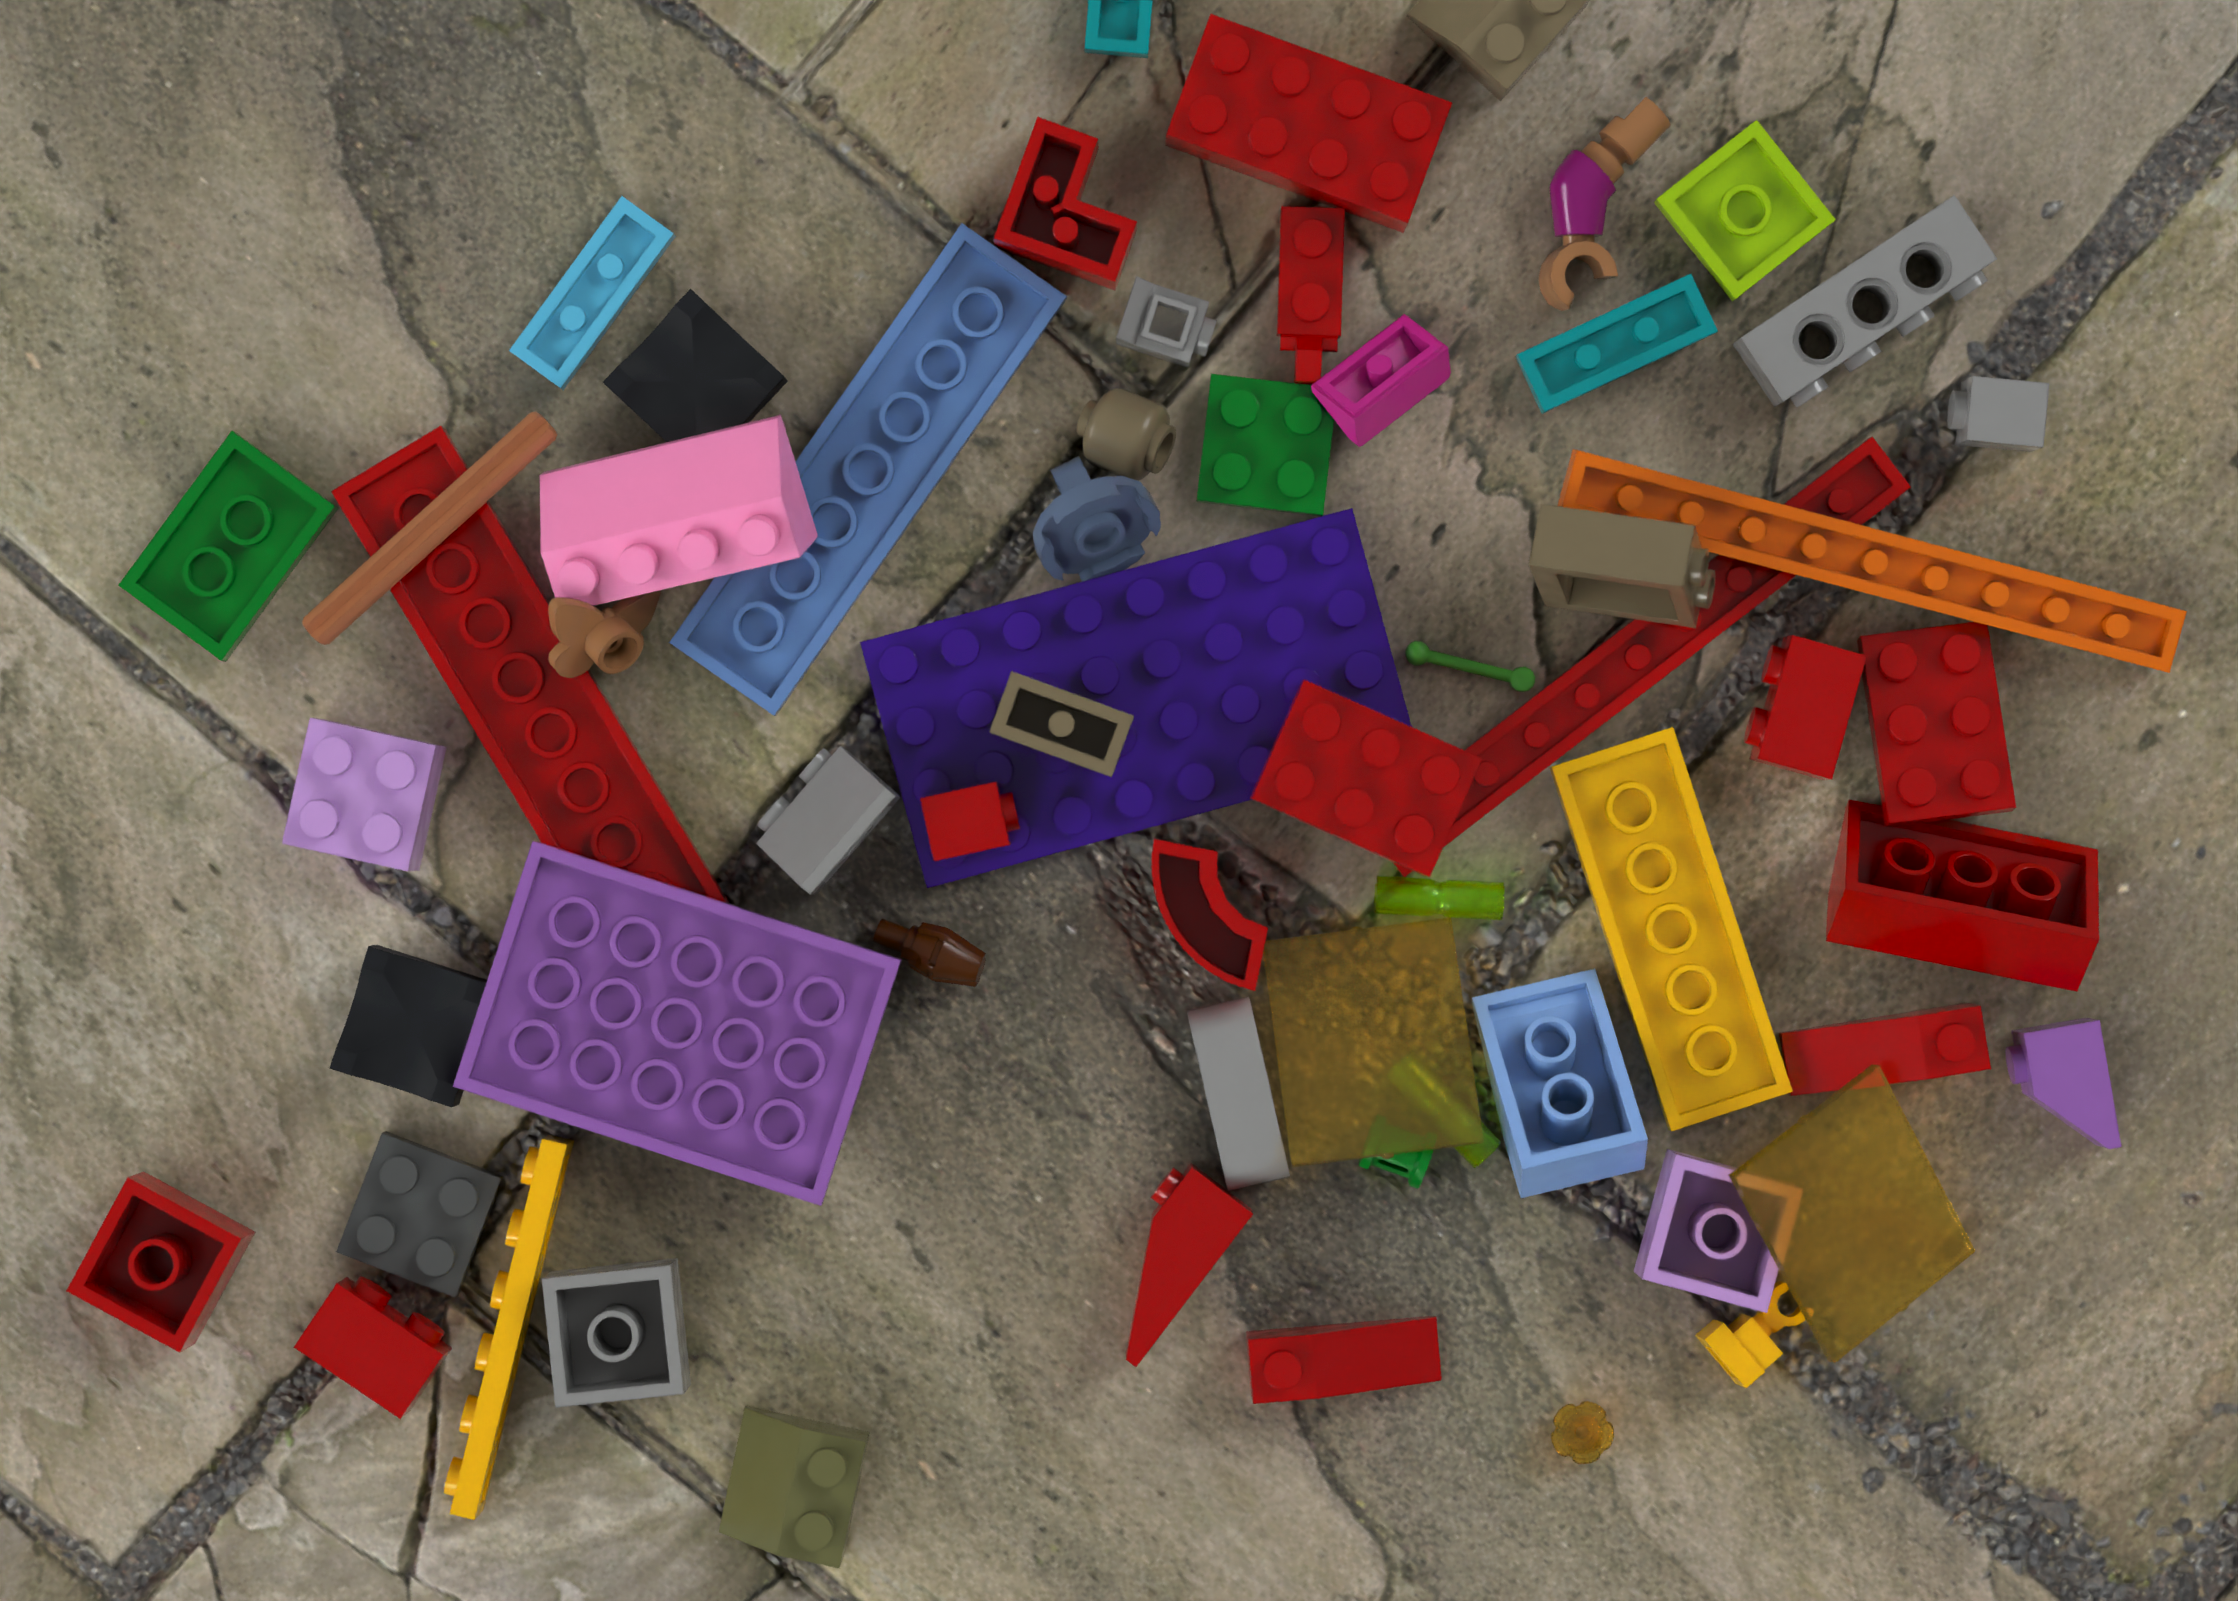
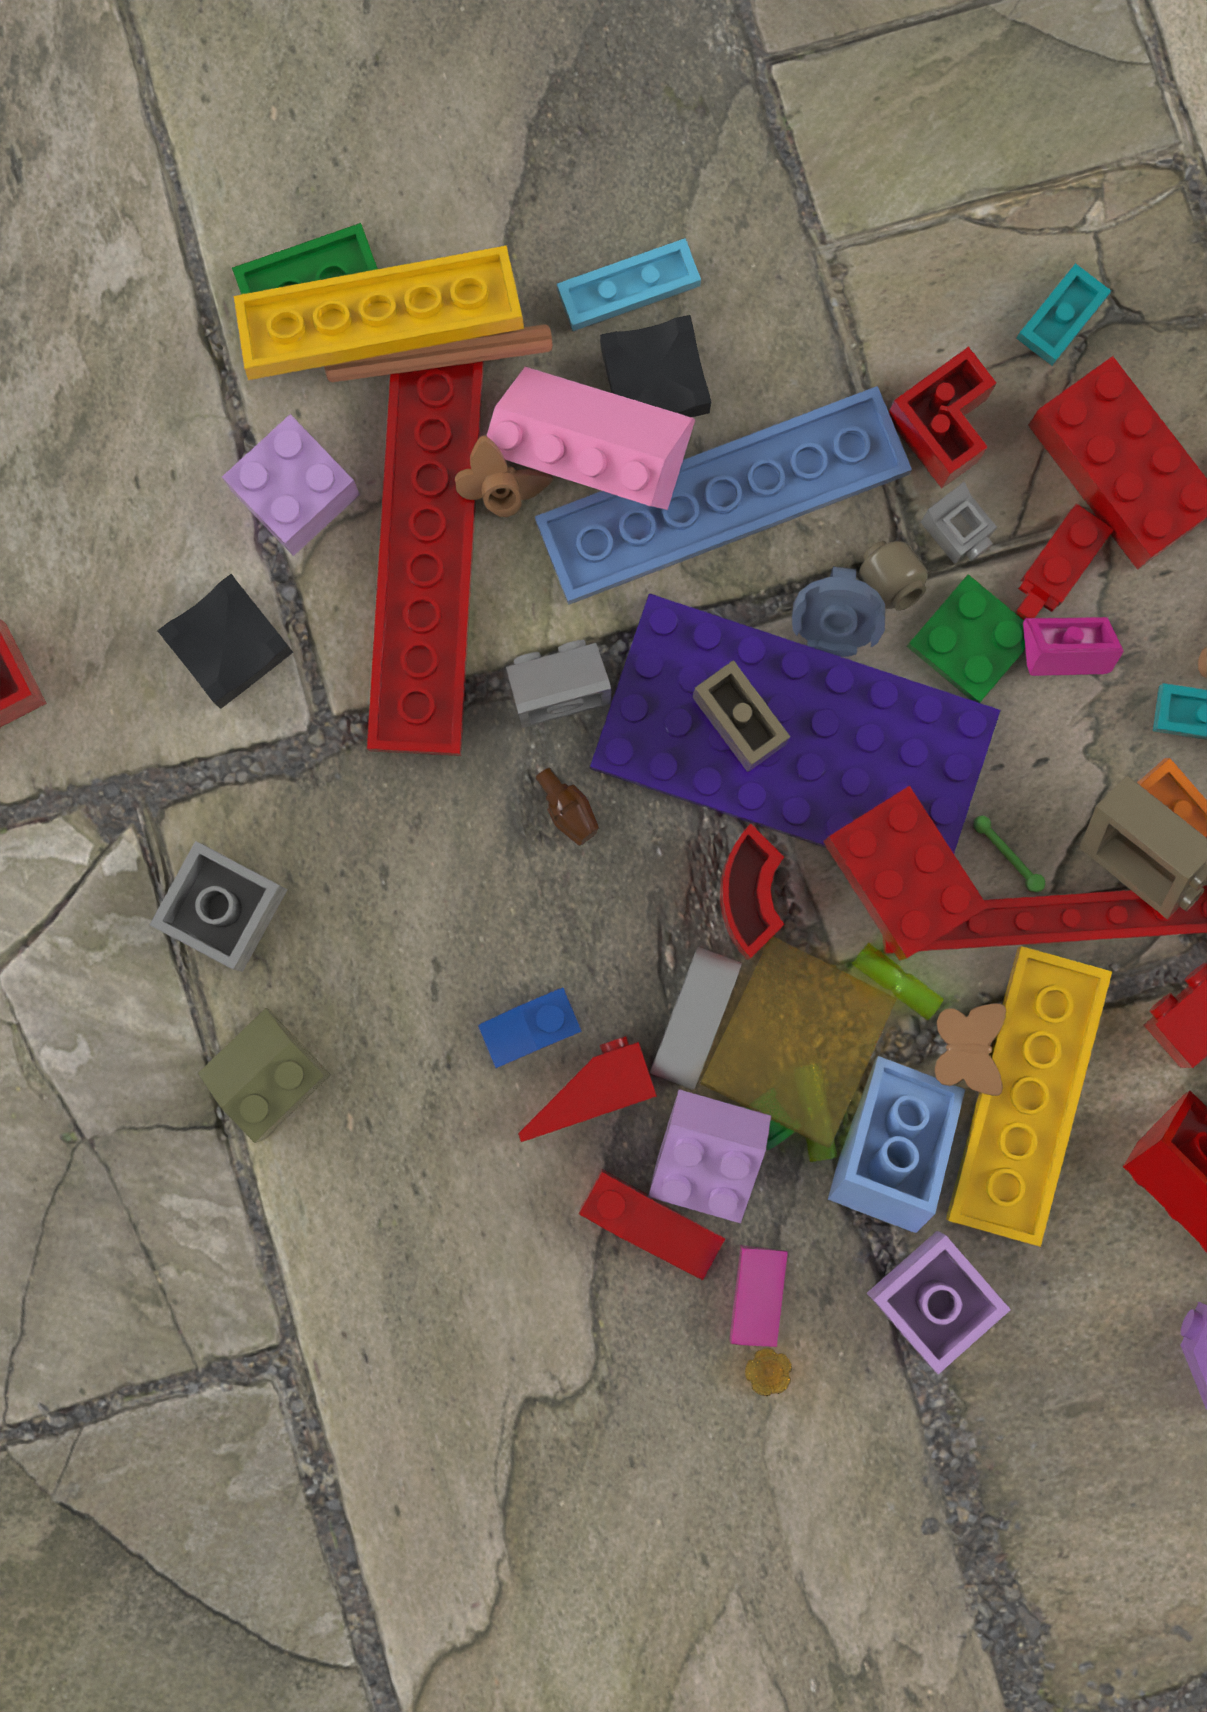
camera: 30 degrees right, 5 degrees down
(329, 531) = (377, 312): none -> yellow plate
(374, 1345) = (68, 817): red brick -> none
(420, 1214) = (151, 759): dark grey plate -> none
(501, 1352) = (144, 872): yellow plate -> none
(677, 1023) = (384, 743): medium lavender plate -> none
(969, 820) = (644, 738): red brick -> none
(1060, 1229) = (529, 1027): none -> blue slope
(1357, 1241) = (710, 1156): none -> lavender brick
(1515, 1356) = (758, 1296): none -> dark pink slope
(1570, 921) = (969, 1048): none -> medium nougat animal
(1745, 1344) = (907, 1387): yellow piece -> none
(1852, 1213) = (1031, 1348): clear yellow piece -> none
(1904, 1045) = (1117, 1260): red slope -> none

